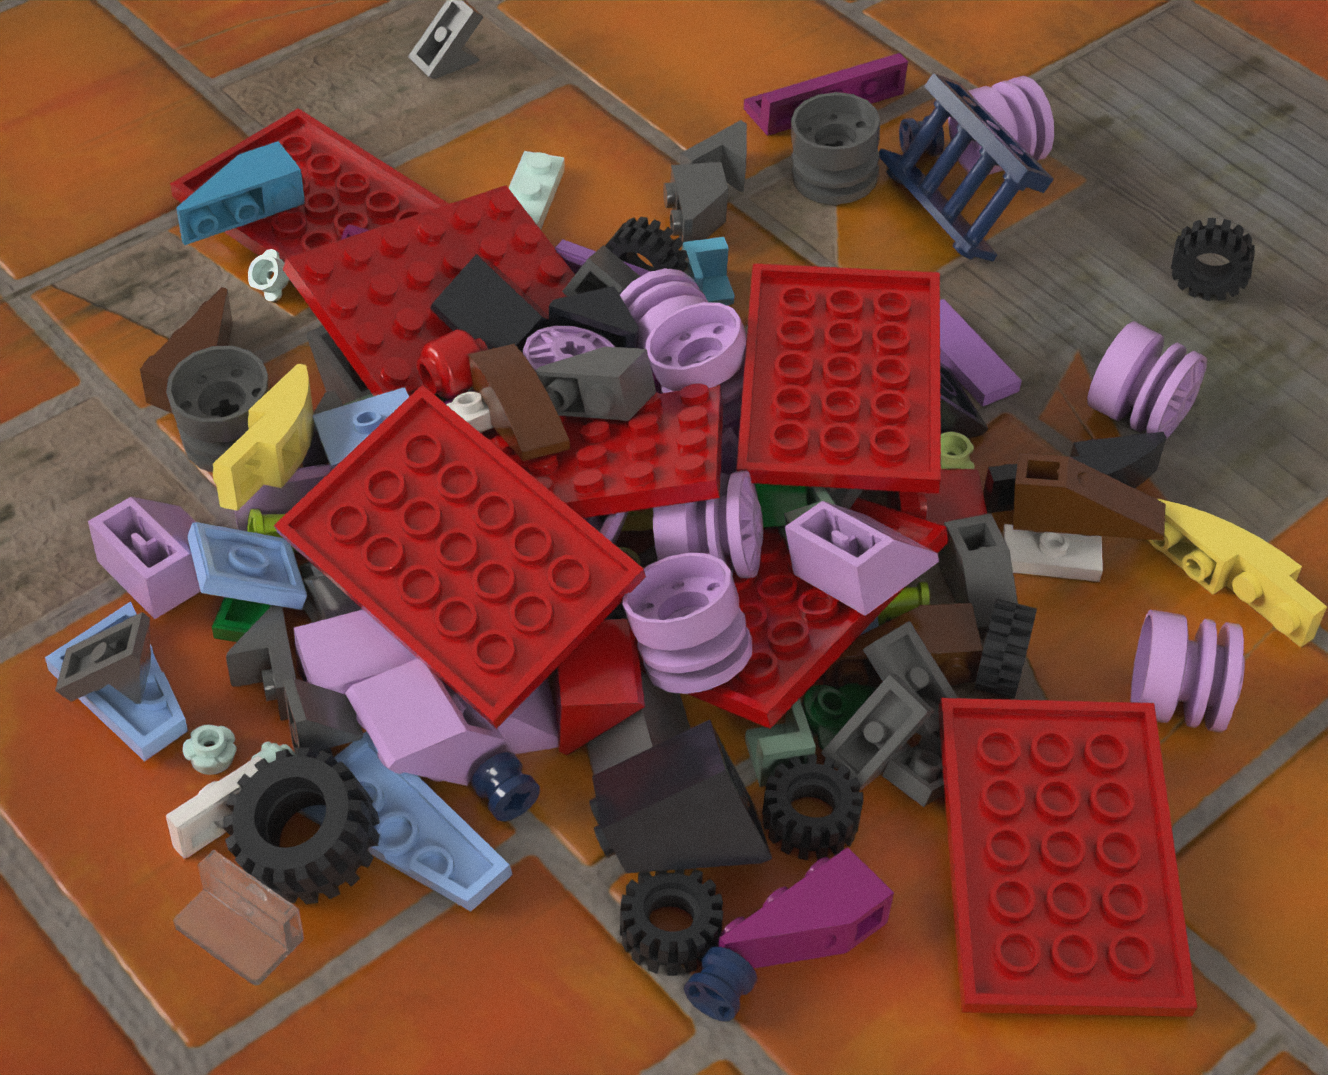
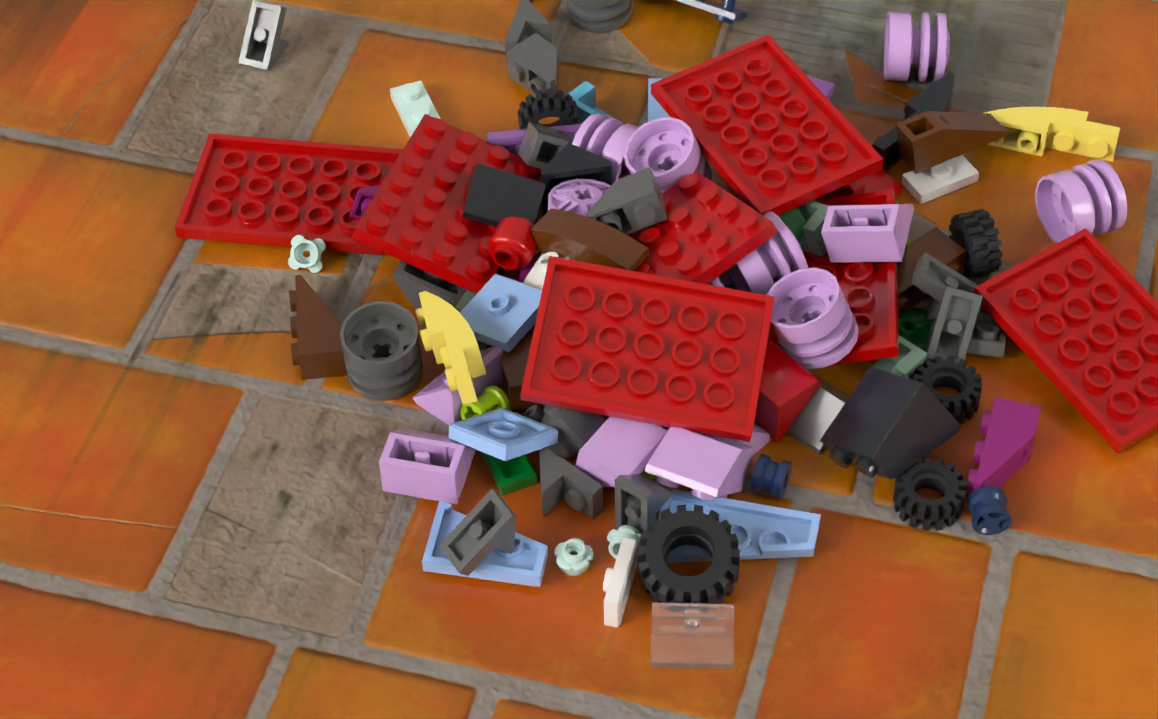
camera: 30 degrees left, 0 degrees up
(241, 193) = (248, 199): dark azure slope -> none
(977, 566) = (928, 203): dark grey slope -> none

